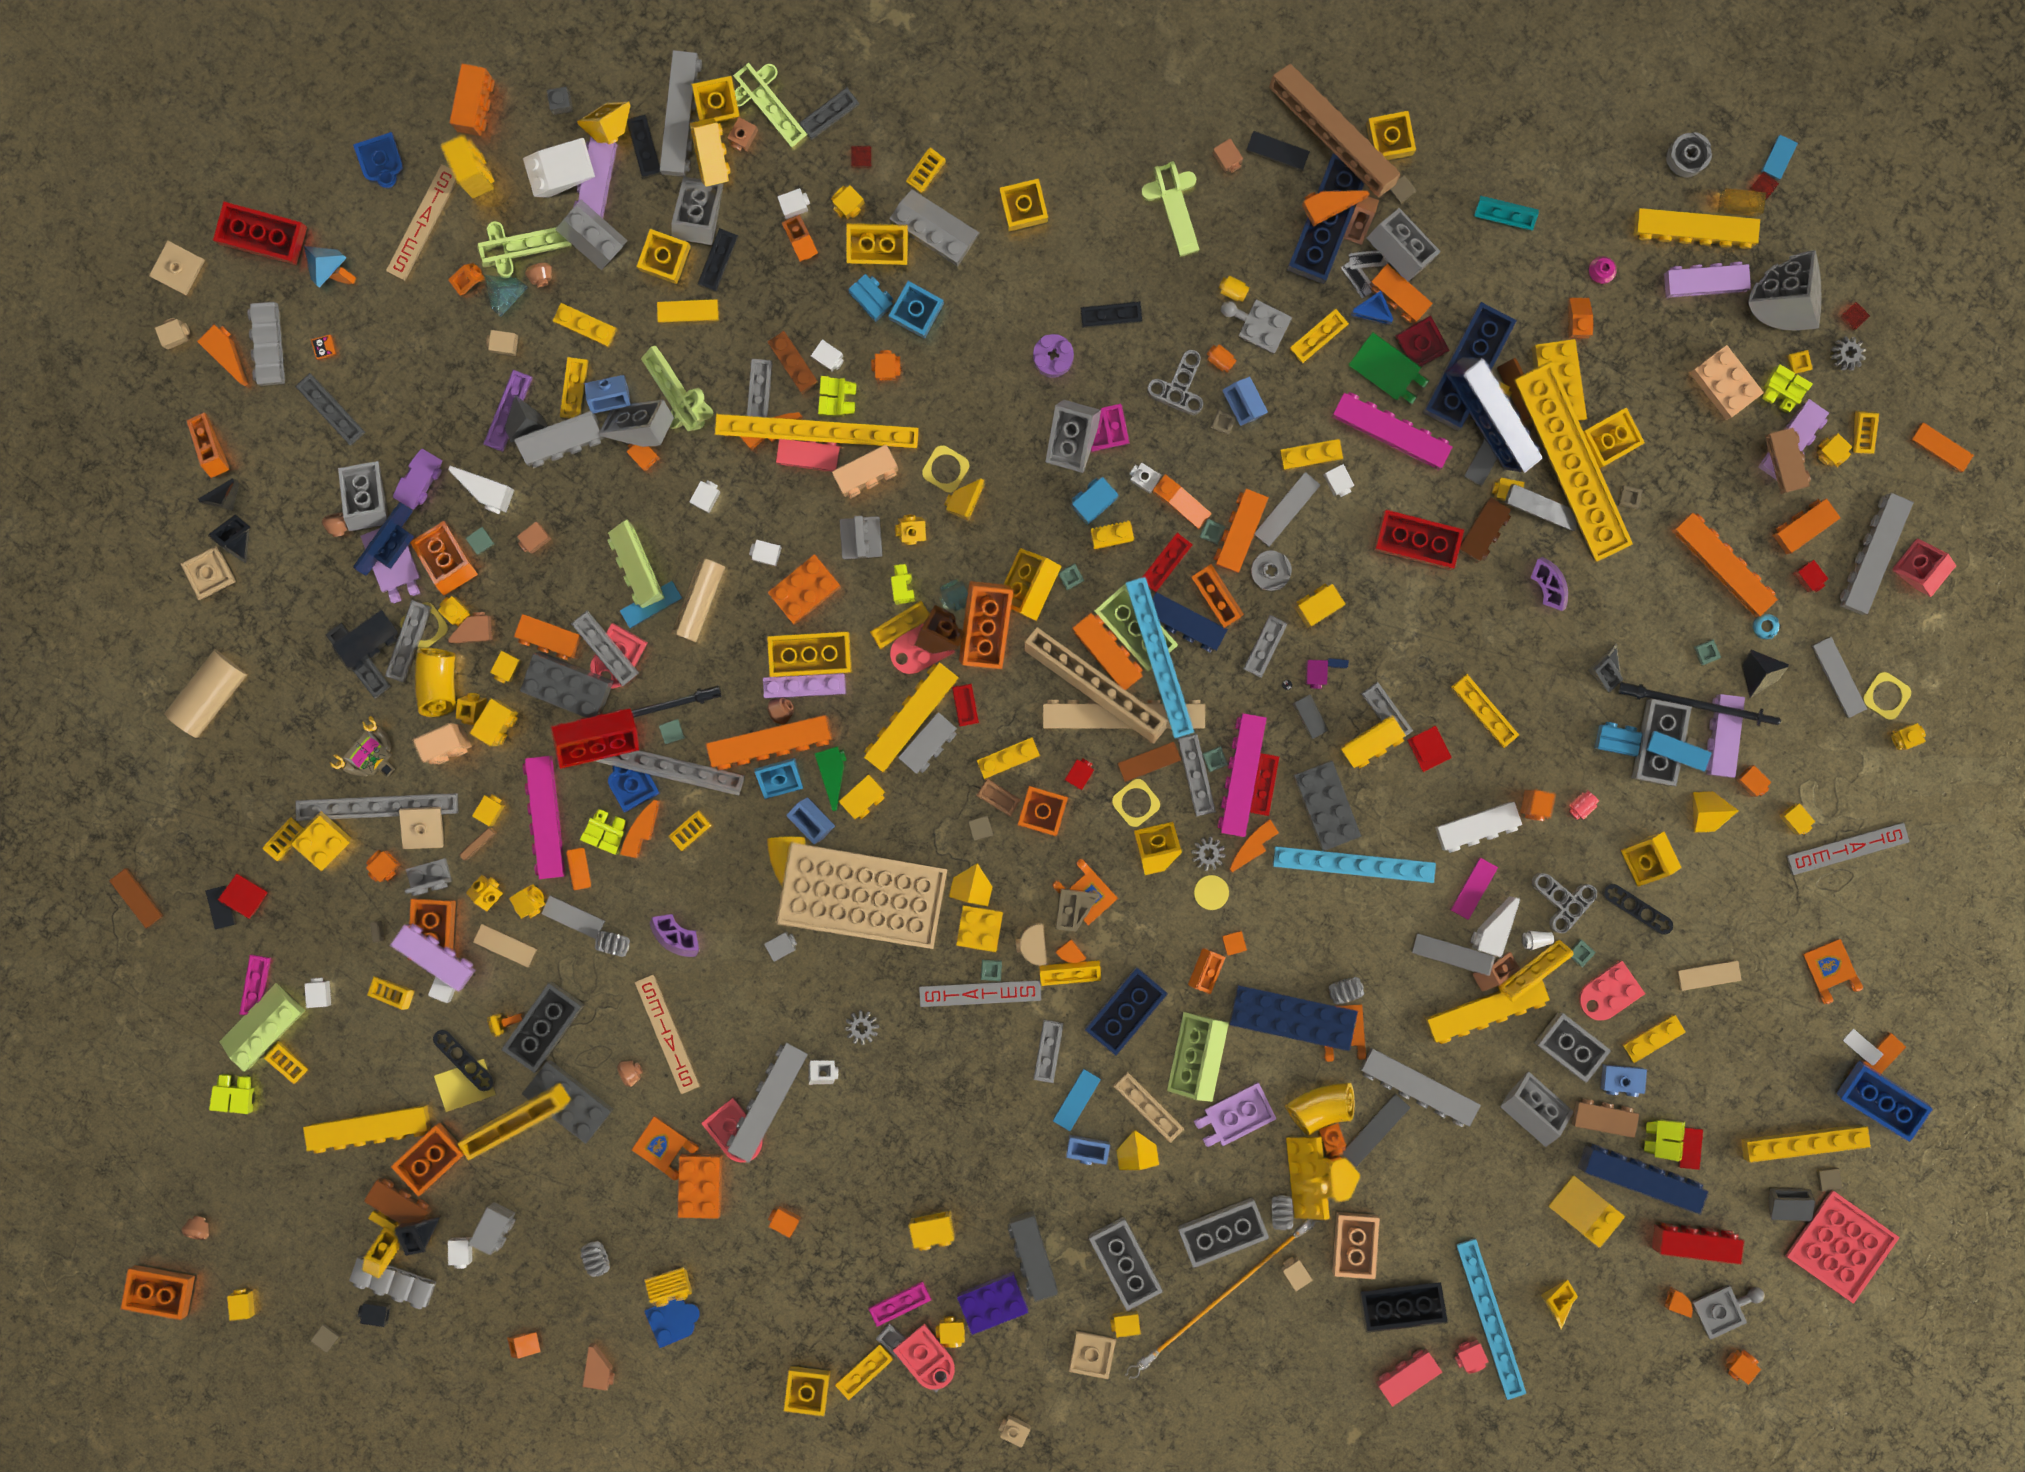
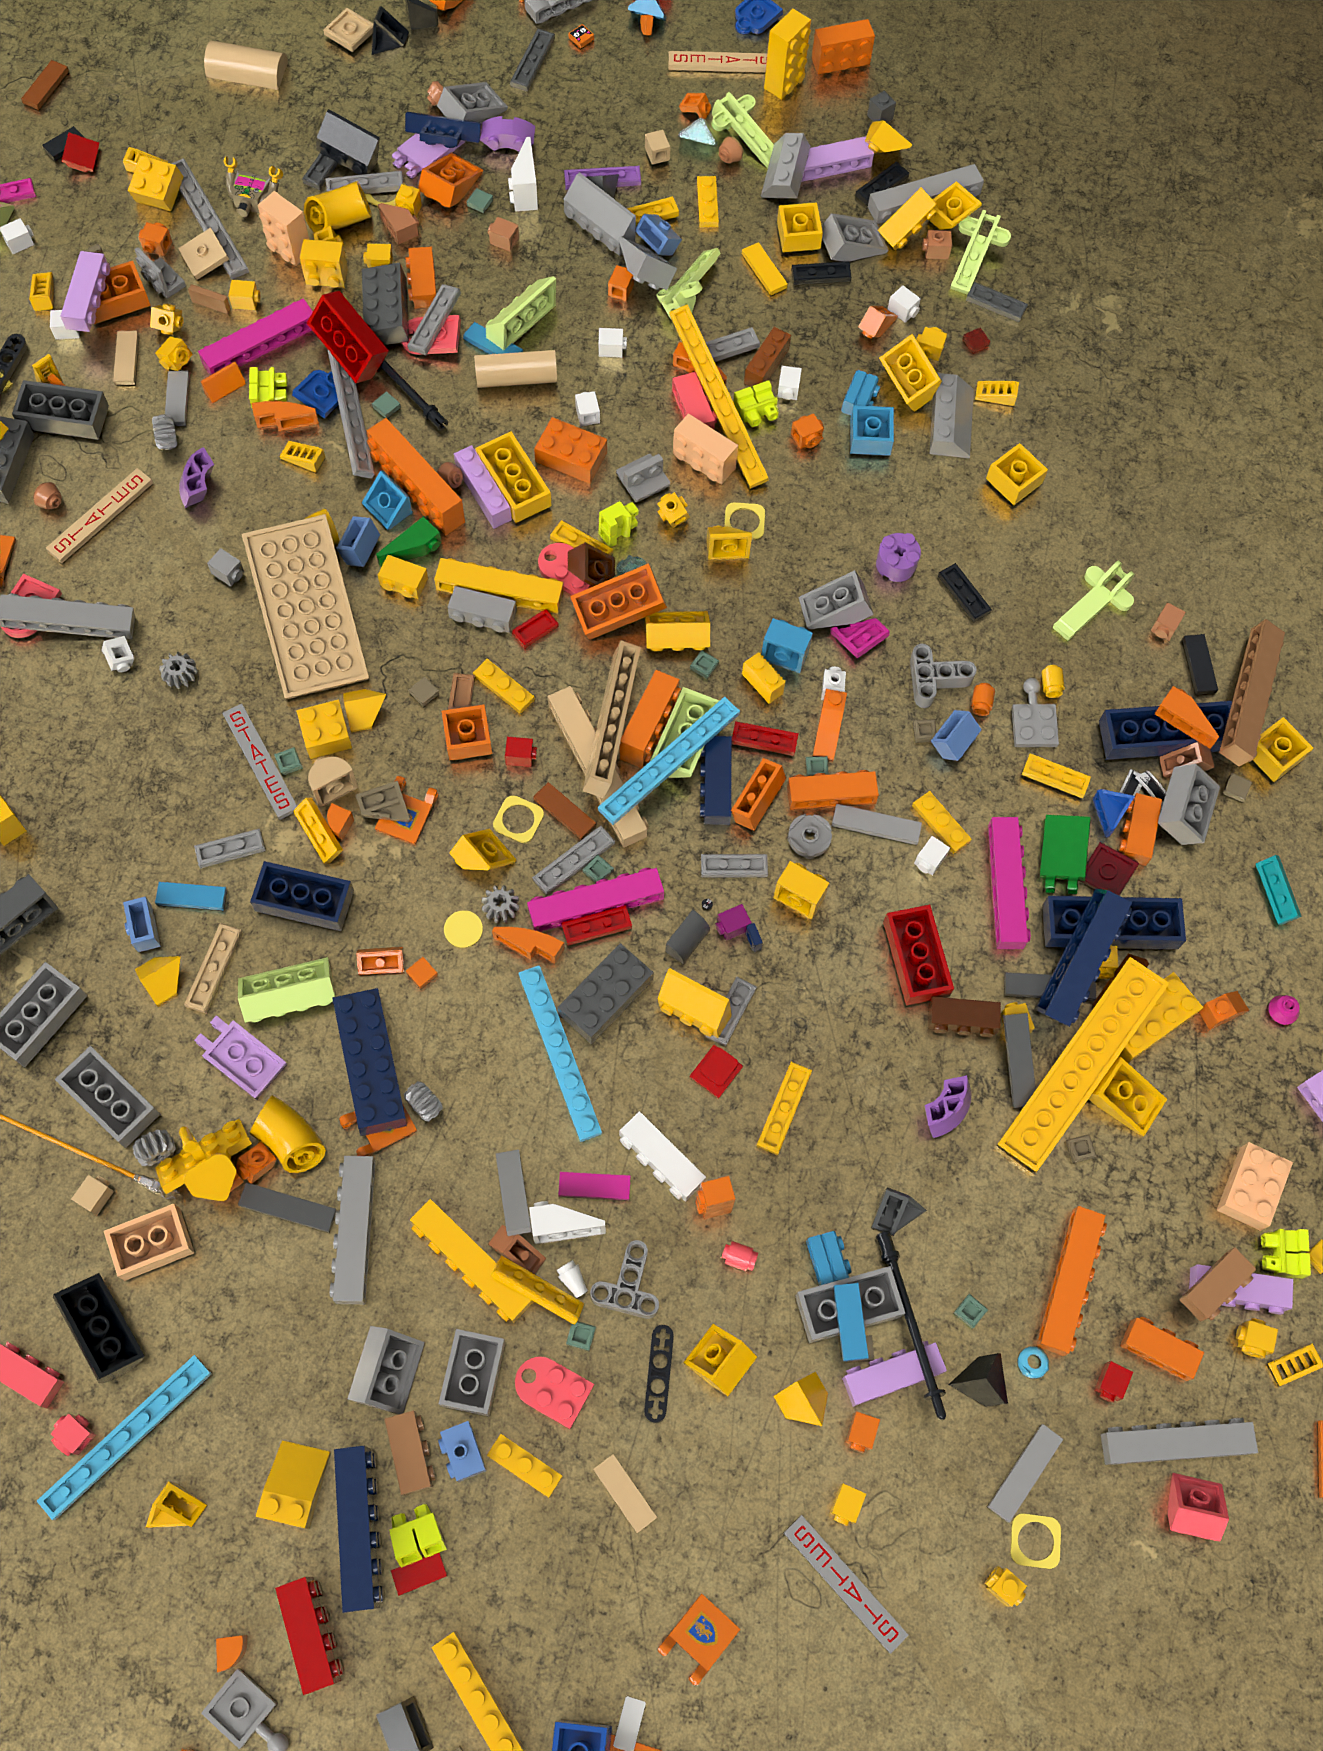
camera: 65 degrees right, 20 degrees down
(558, 168) = (825, 123): white slope -> none

